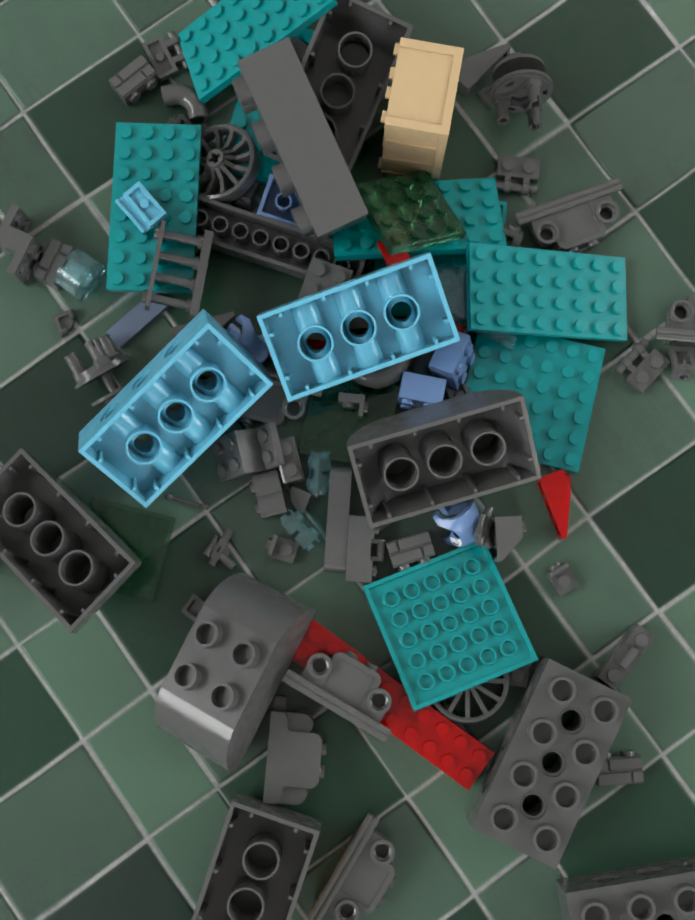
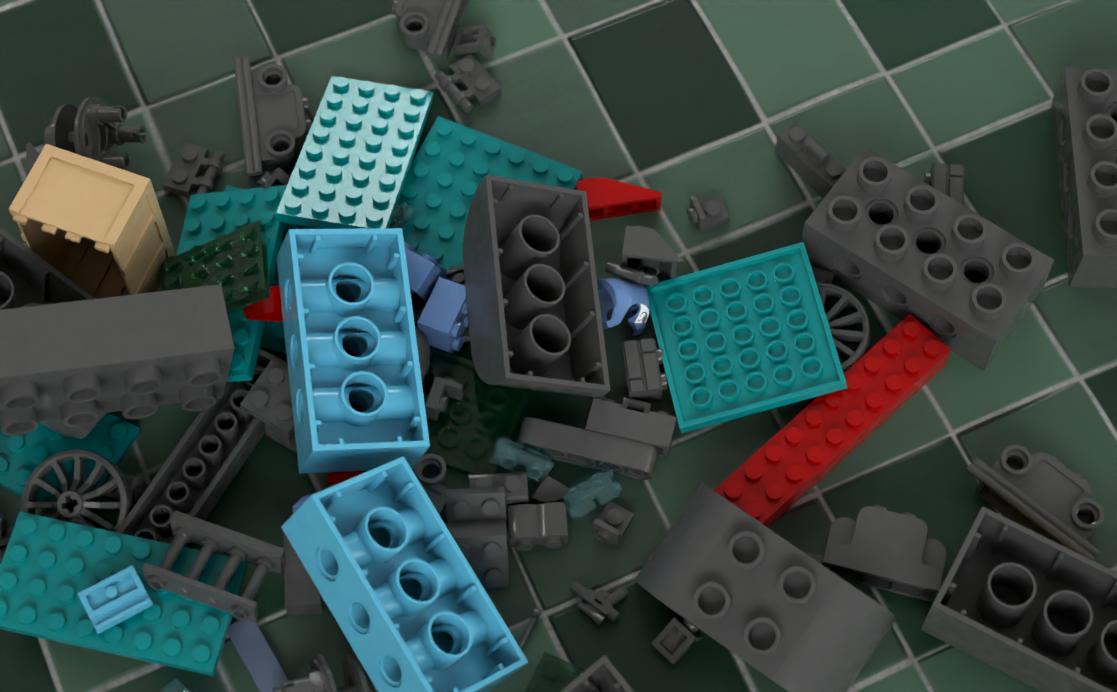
camera: 80 degrees left, 20 degrees down
(276, 206) = (149, 440): medium blue brick -> none
(346, 689) = (808, 456): dark grey brick -> none

